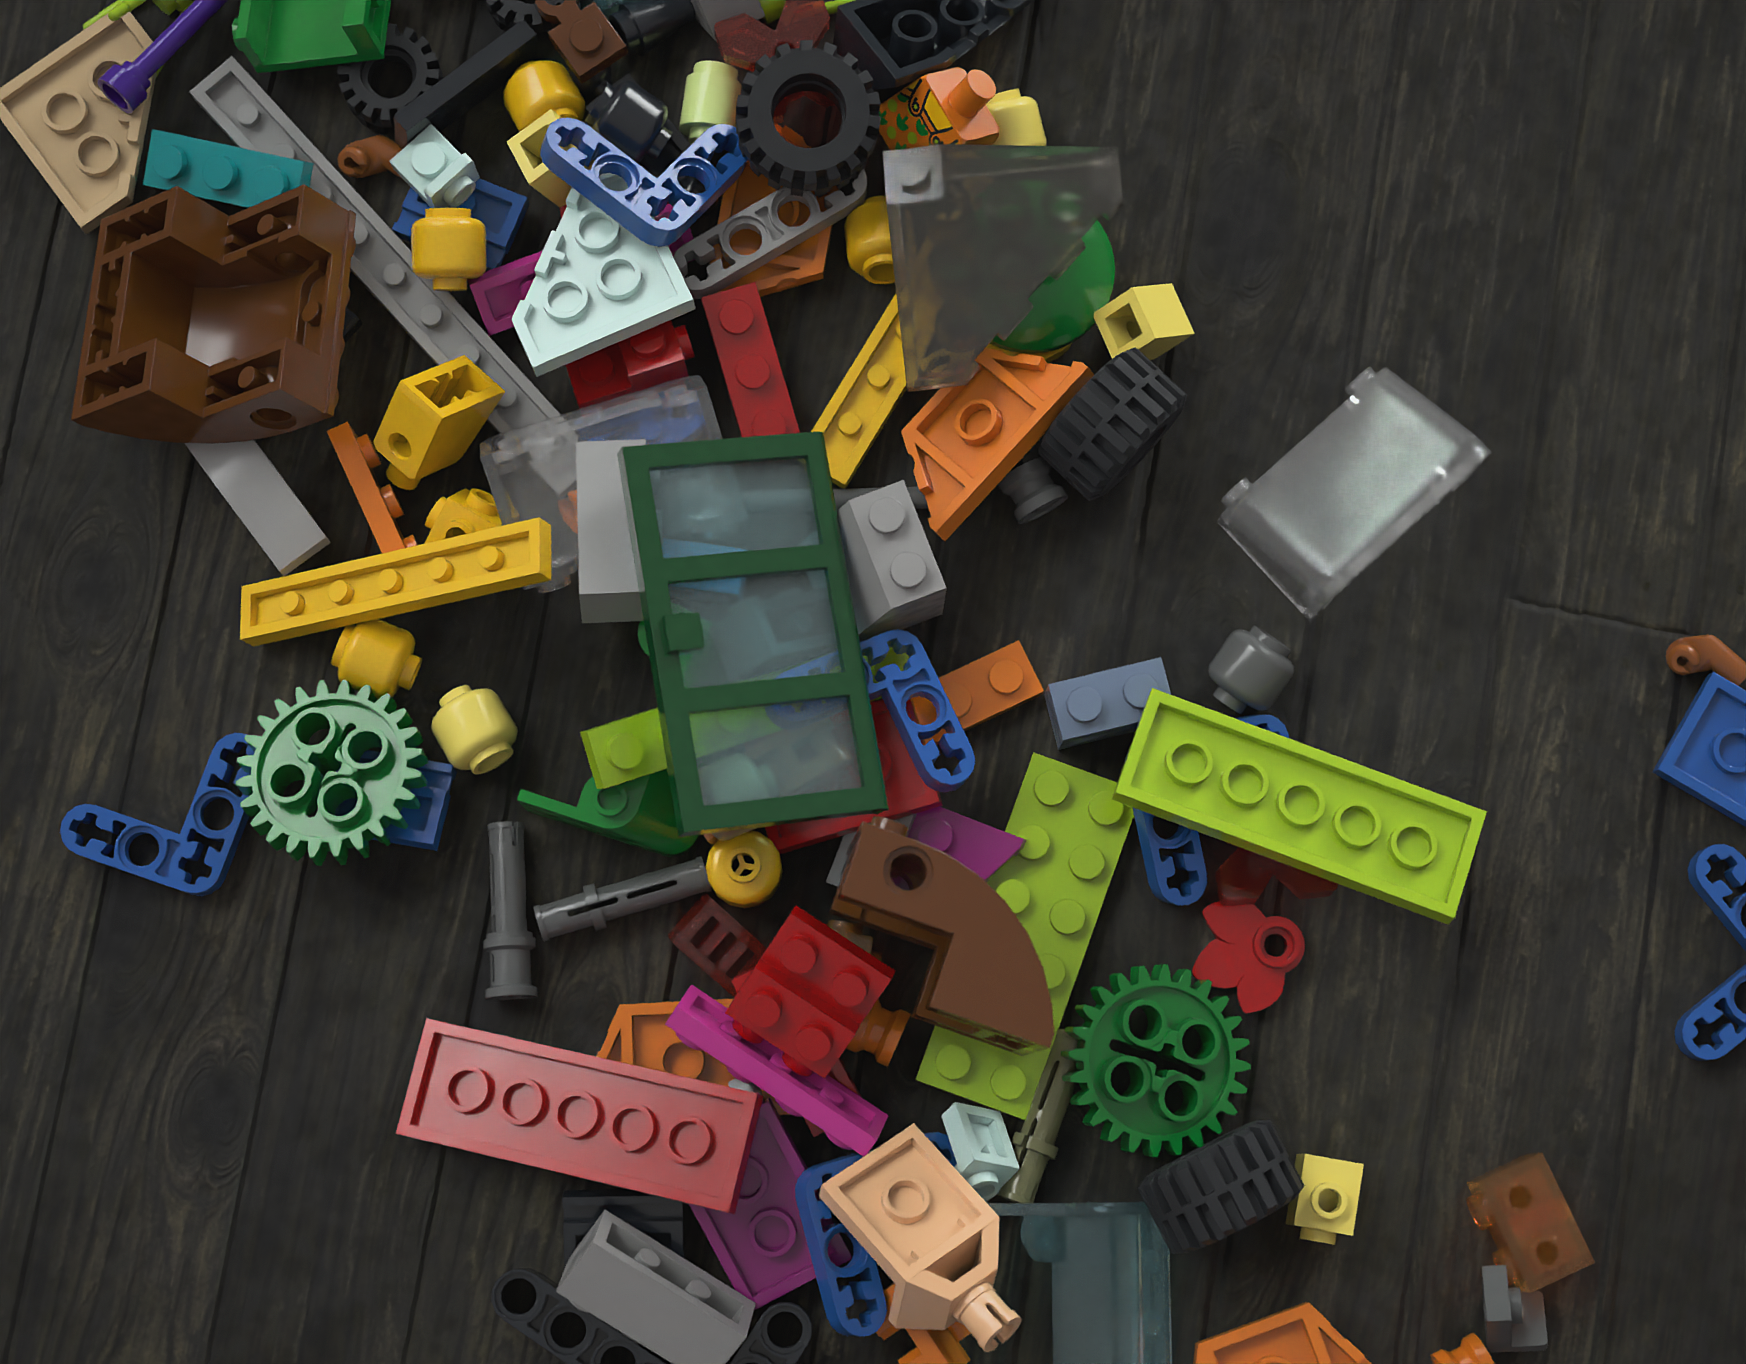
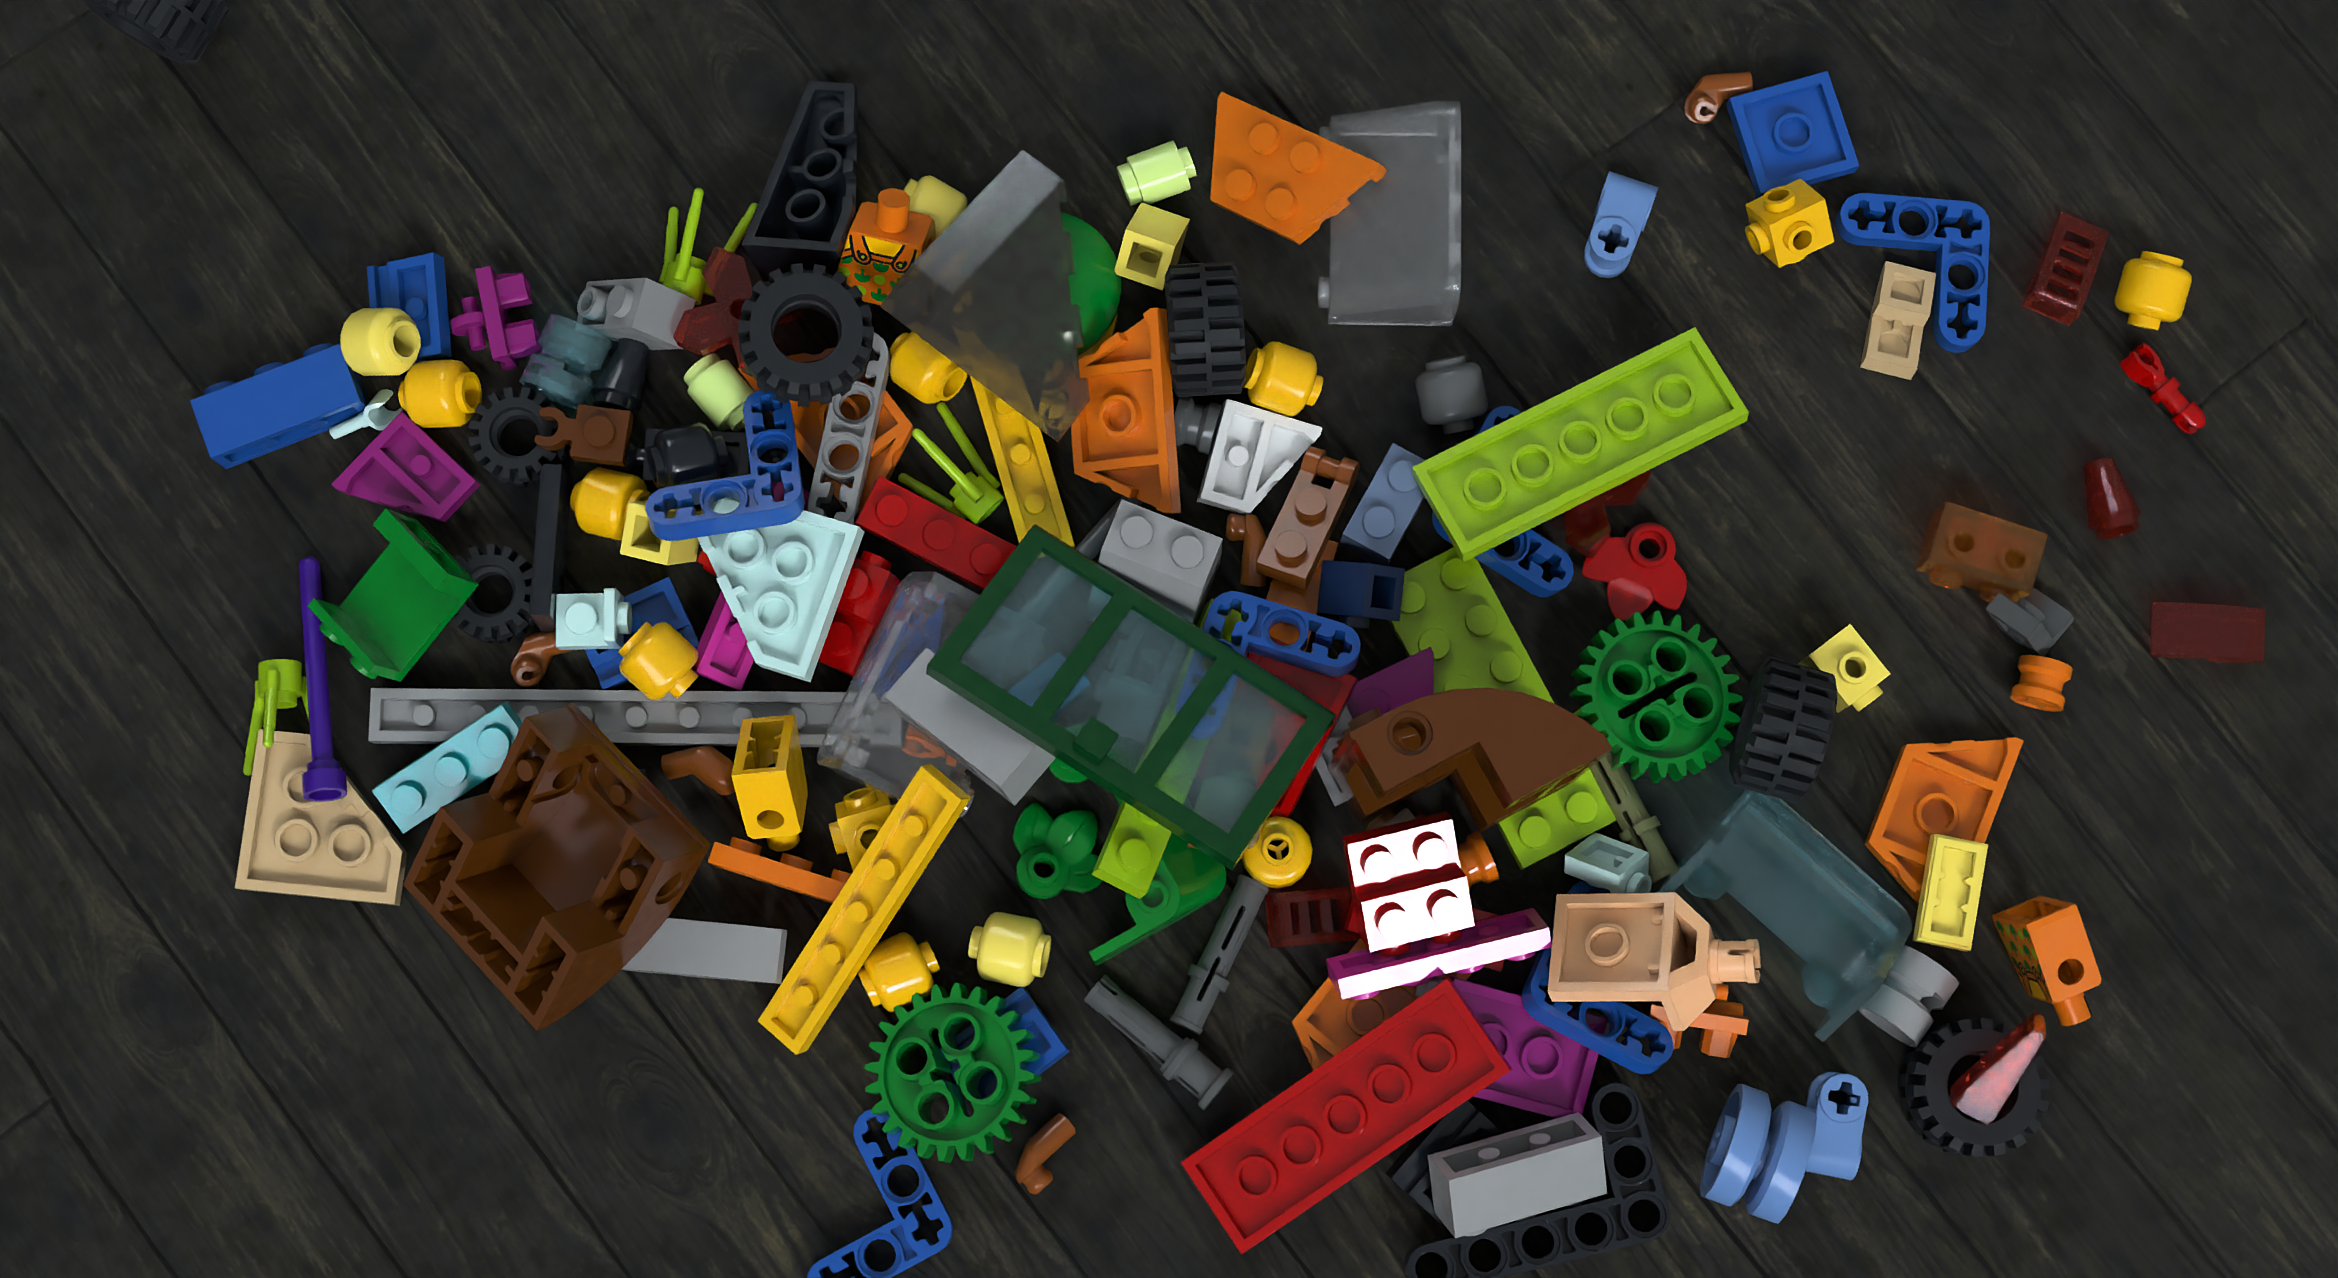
camera: 45 degrees left, 0 degrees up
(336, 897) = (1038, 1149): none -> dark orange arm
(405, 355) = (703, 762): none -> dark orange arm
(594, 690) = (1062, 845): none -> green plate
(812, 372) = (973, 495): none -> lime plant
(976, 629) = (1250, 531): none -> dark orange arm
(1016, 743) = (1360, 592): none -> dark blue brick
(1038, 647) = (1307, 518): none -> dark orange plate
(1050, 558) = (1251, 455): none -> white wing
(1134, 524) = (1282, 378): none -> yellow head
(1207, 275) = (1156, 173): none -> yellowish green brick
(1302, 369) = (1281, 171): none -> orange wing
(1527, 674) = (1618, 220): none -> medium blue piece
(1653, 813) = (1788, 223): none -> yellow brick
(1661, 978) = (1898, 320): none -> tan slope
(1675, 1290) = (2109, 501): none -> clear red cone

